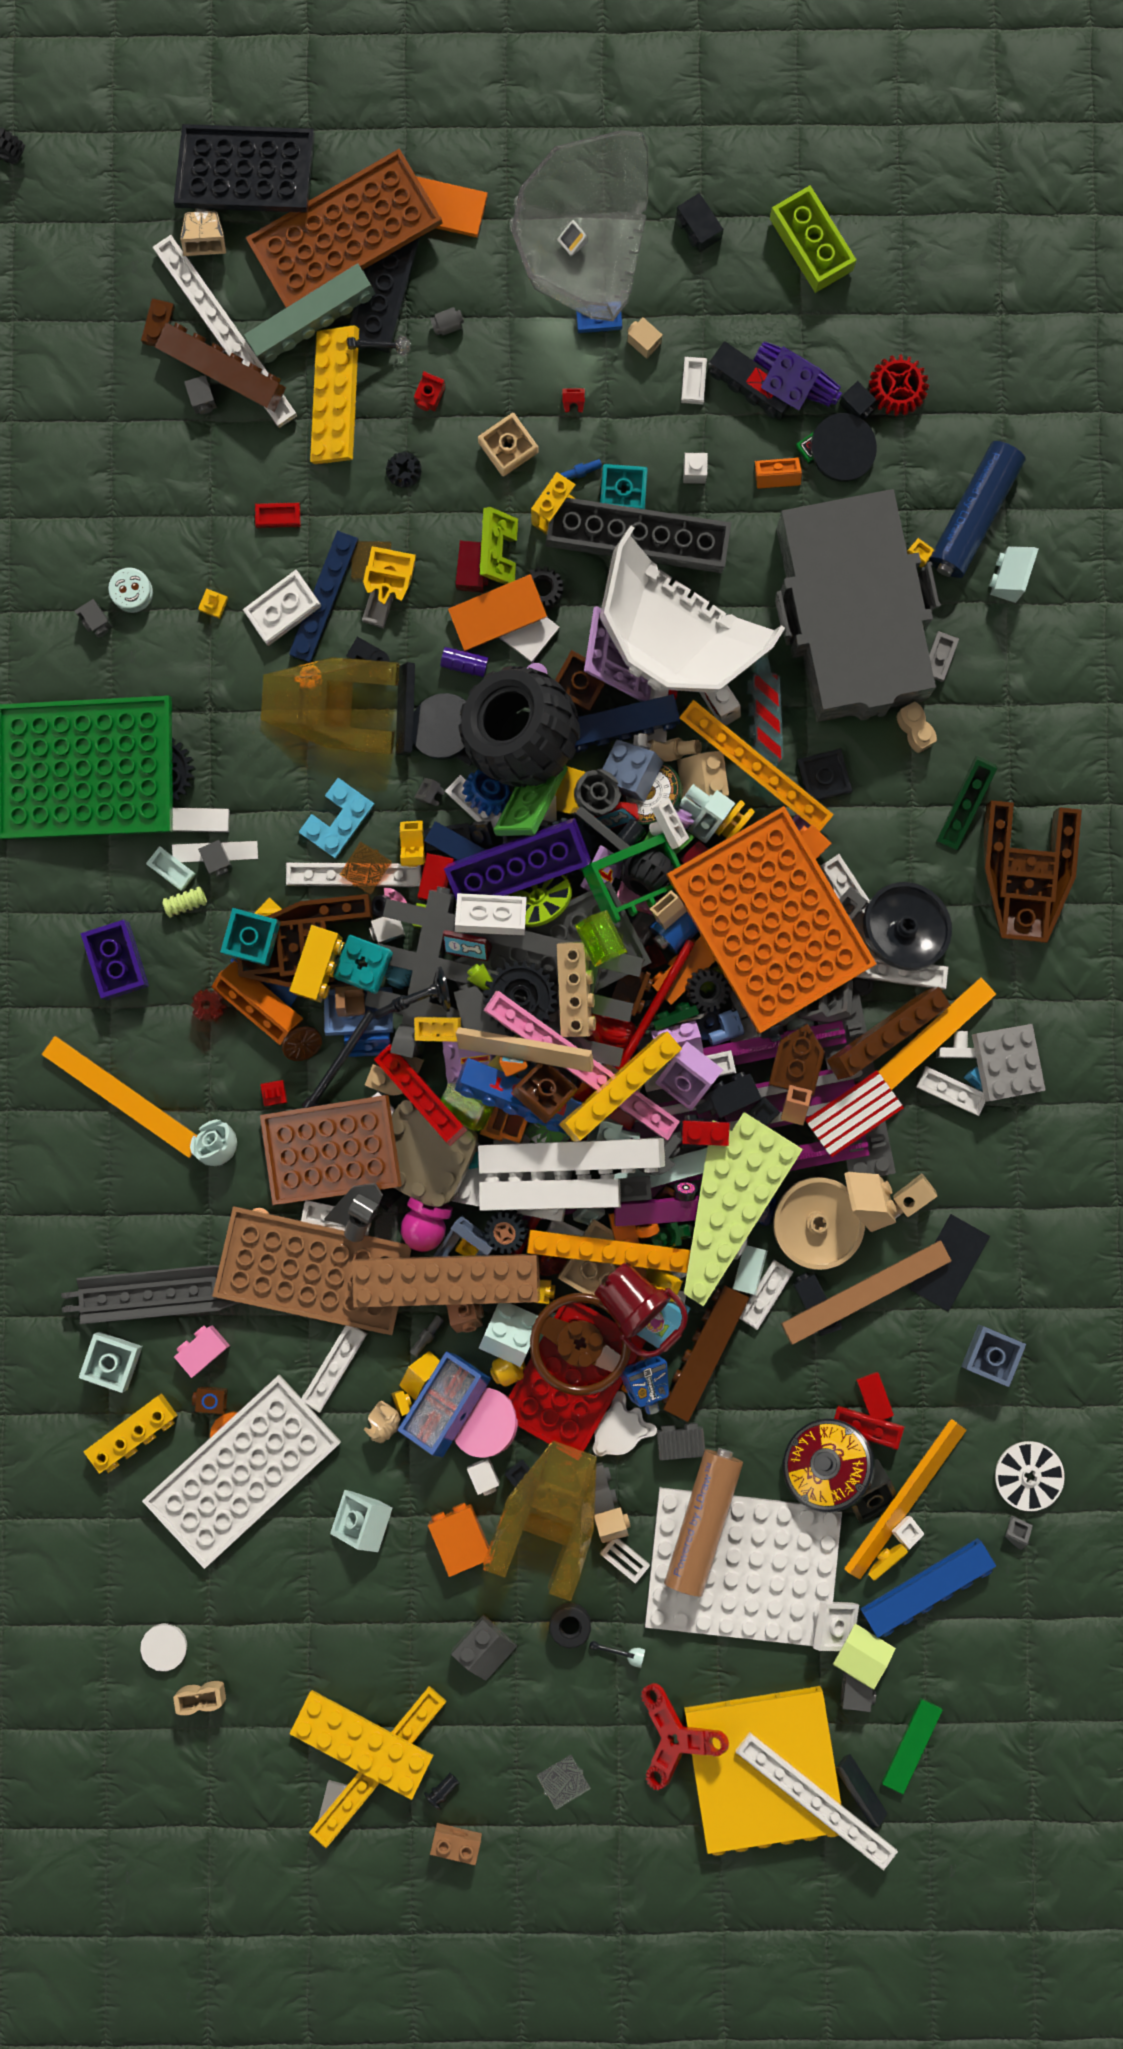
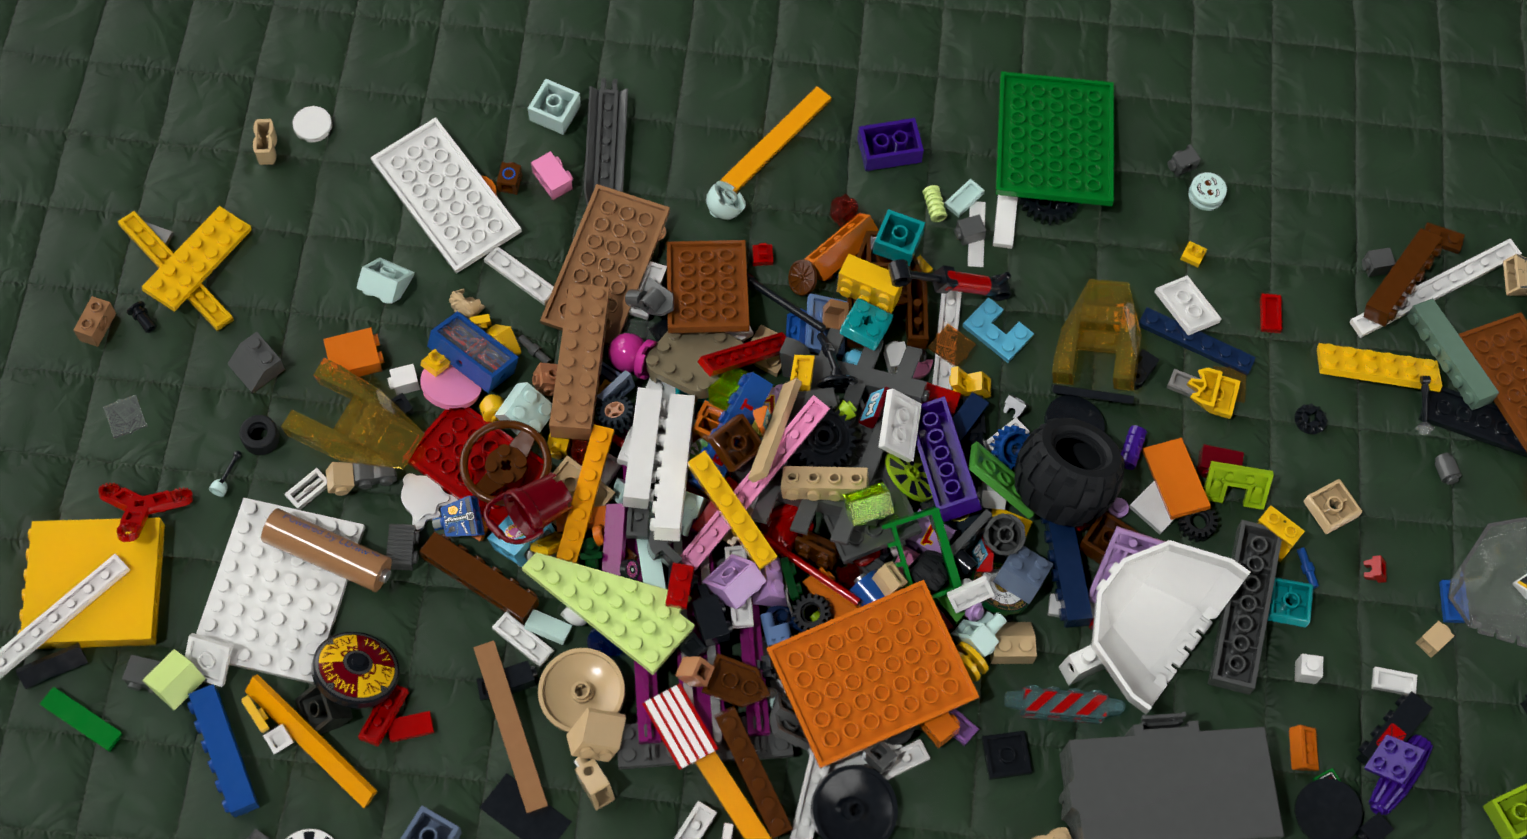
camera: 90 degrees right, 20 degrees down
(130, 1433) = (492, 116): yellow brick -> none
(298, 871) = (947, 279): none -> black piece
(434, 384) = (1381, 446): red brick -> none
(463, 1444) = (435, 363): none -> yellow tile
(669, 750) = (1039, 612): tan arm -> none
(756, 765) = (1019, 684): light orange plate -> none
(862, 986) = (800, 763): black plate -> none

